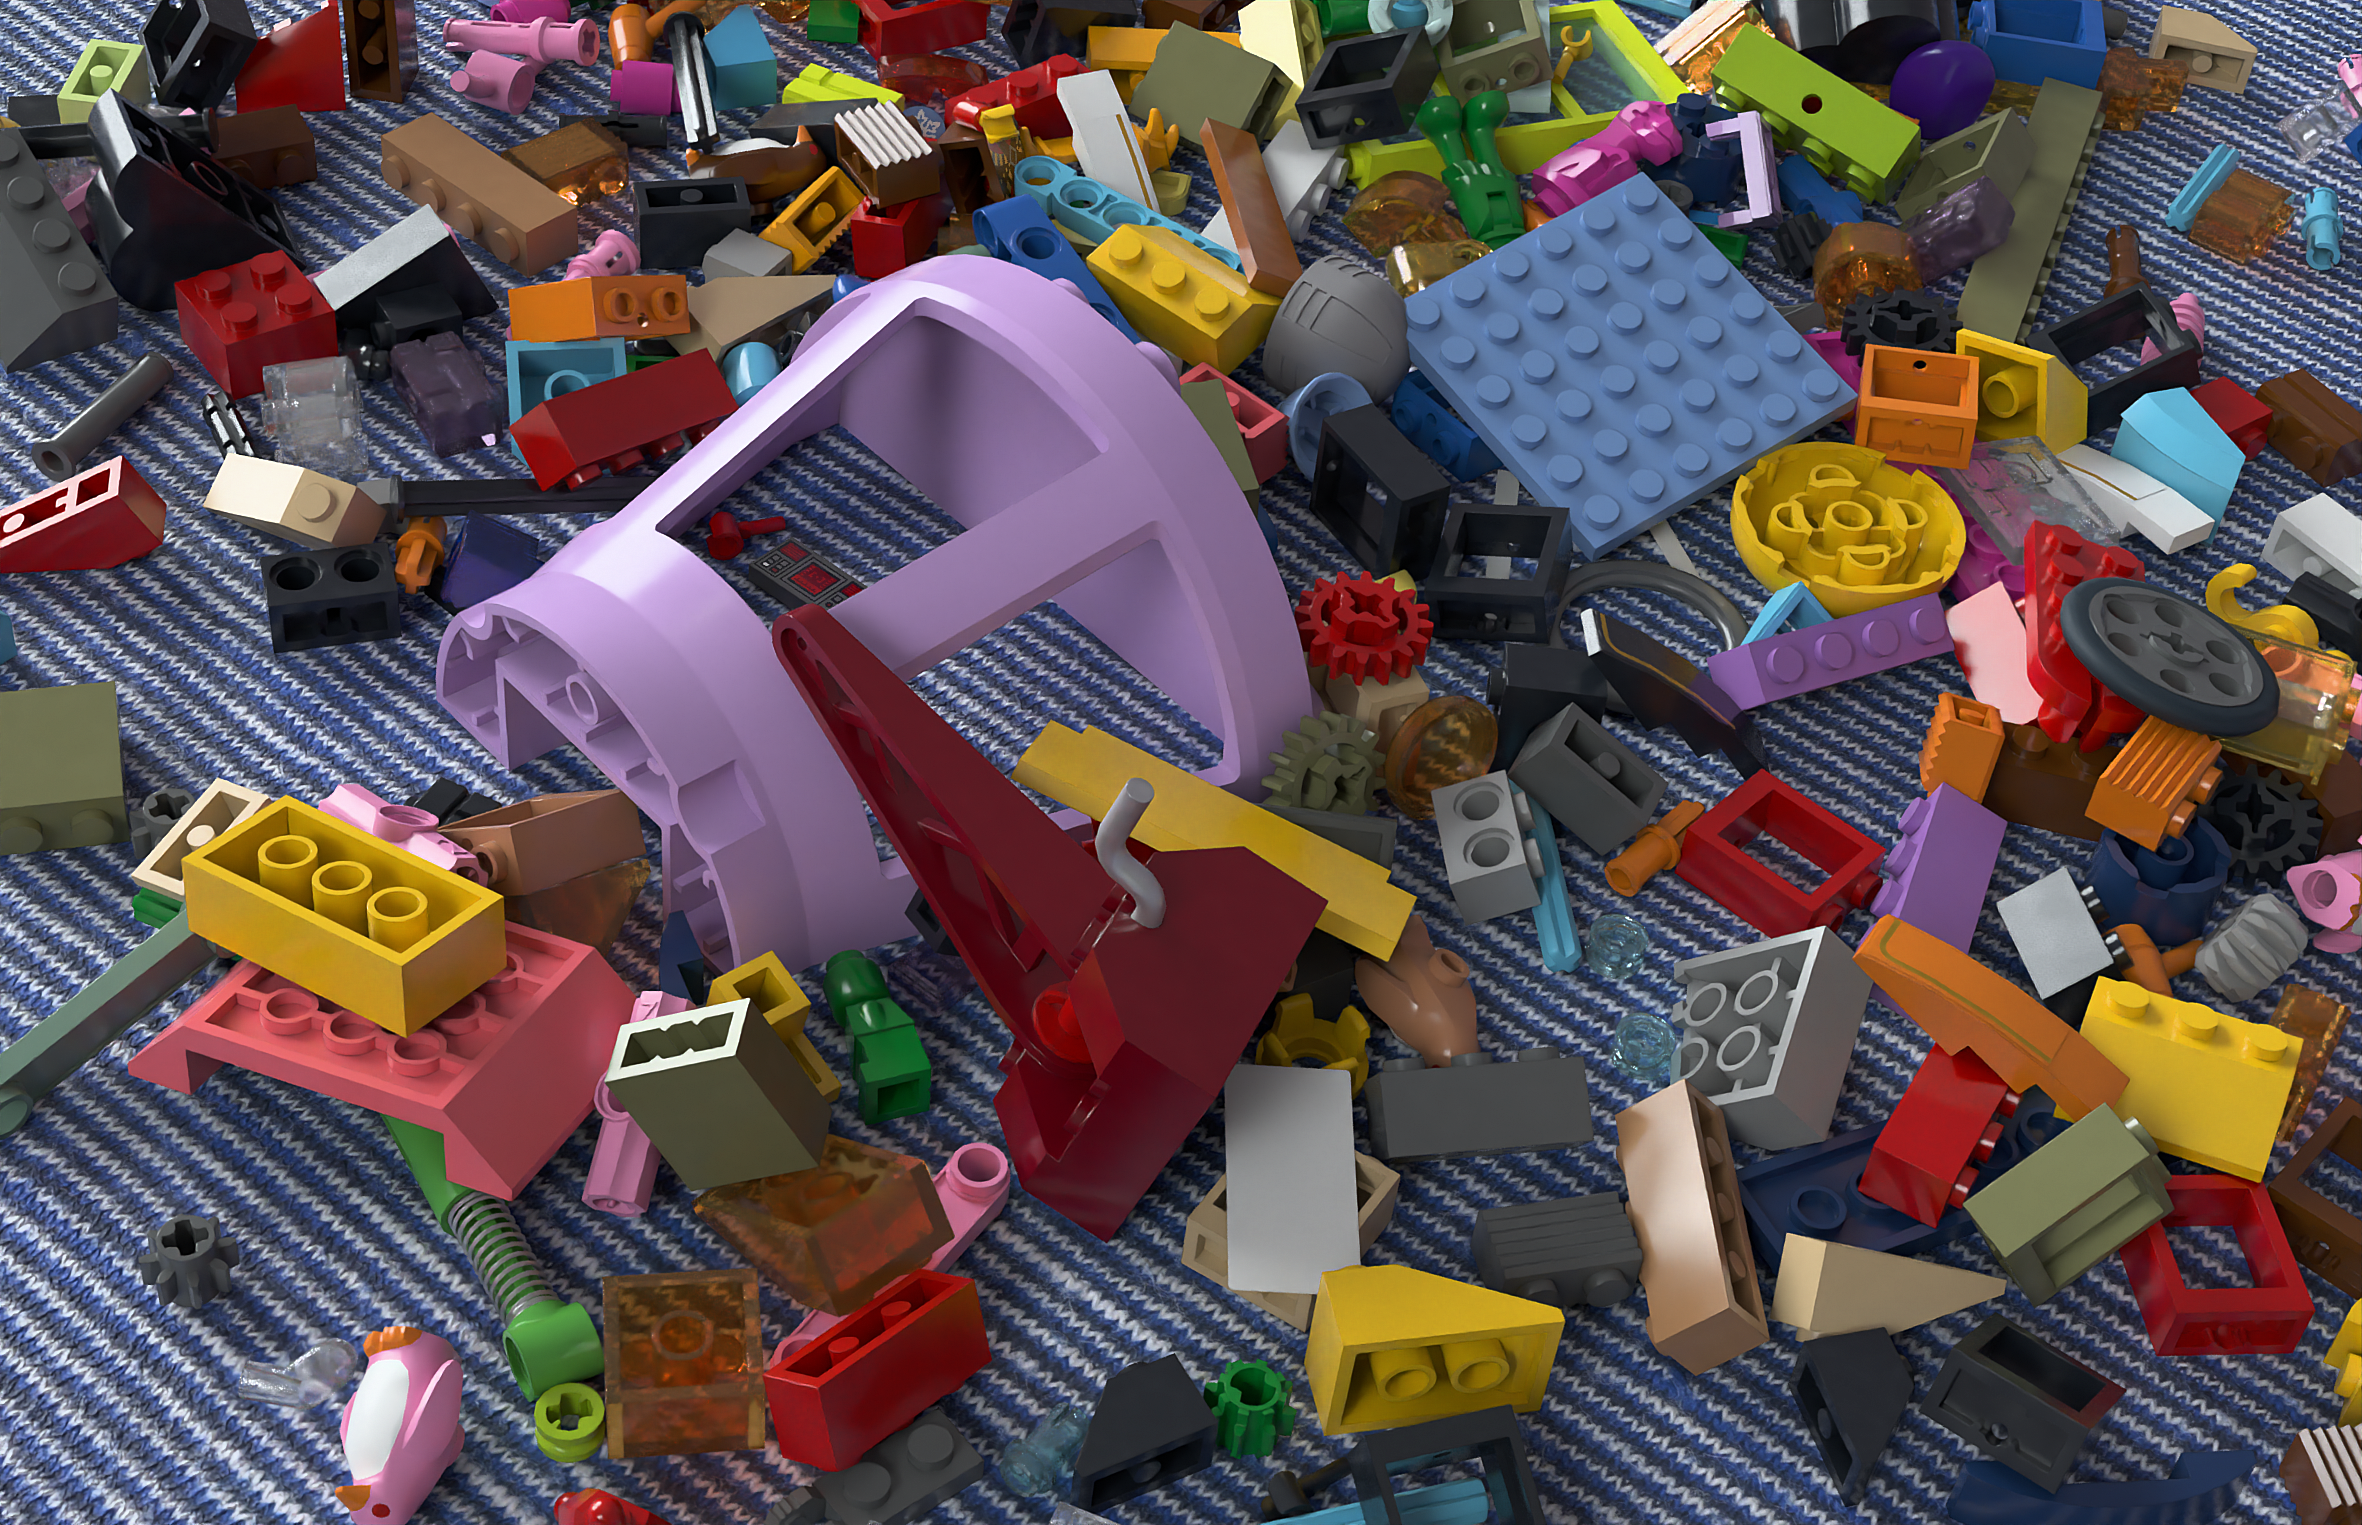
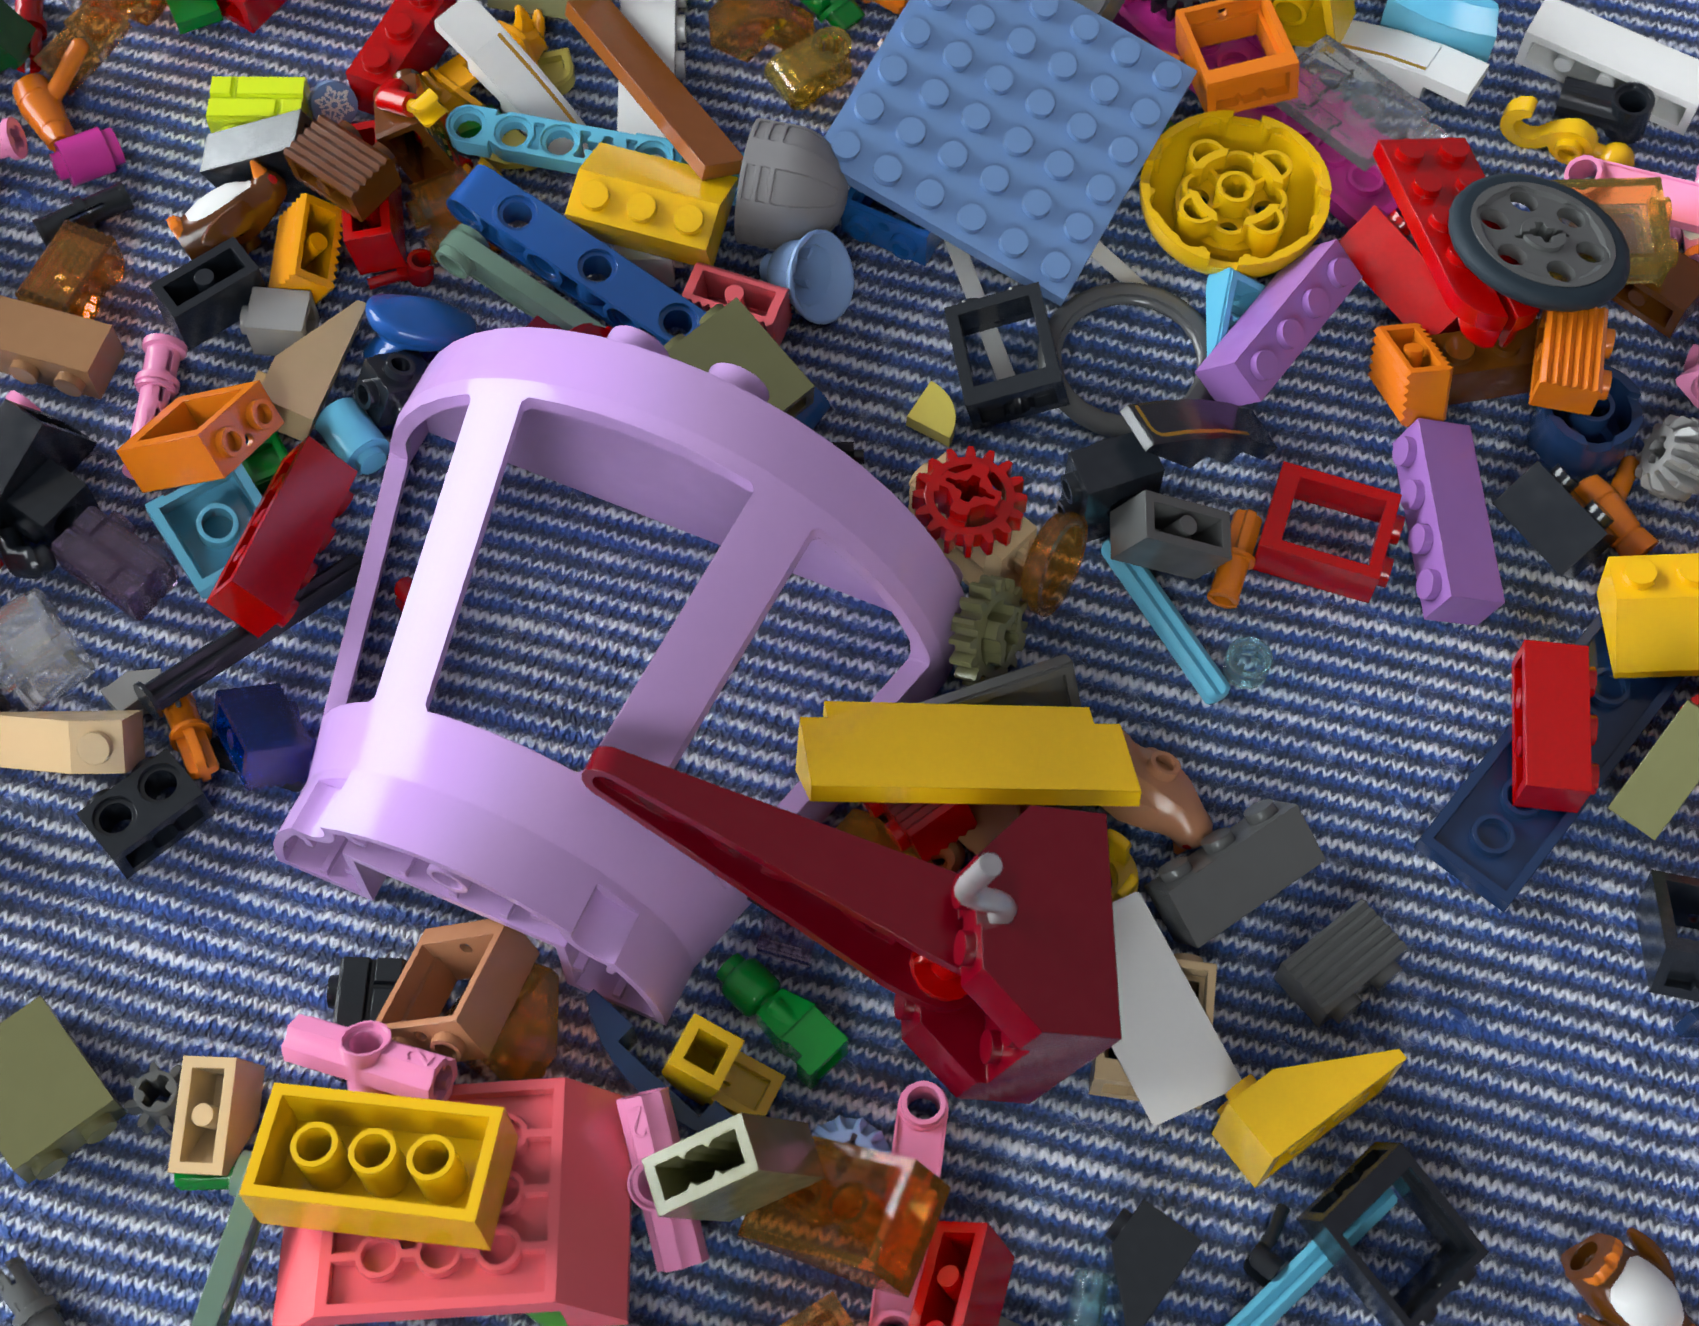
camera: 20 degrees left, 20 degrees up
(684, 35) = (88, 89): black axle -> none
(740, 62) = (145, 94): dark azure slope -> none
(802, 577) = (508, 613): tile -> none
(919, 74) = (300, 37): clear red slope -> none
(1250, 1408) = (1216, 1194): green gear -> none
(1412, 524) = (886, 327): black window -> none
(1487, 848) = (1118, 631): light grey brick -> none
(1627, 1051) = (1310, 730): clear light blue bush -> none
(1690, 1229) = (1421, 900): medium nougat brick -> none
(1771, 1034) = (1394, 706): light grey wedge -> none
(1852, 1289) = (1564, 889): tan slope -> none
(1852, 1402) = (1593, 991): black slope -> none
(1975, 1007) = (1553, 639): orange slope -> none
(2279, 828) = (1644, 325): black gear -> none

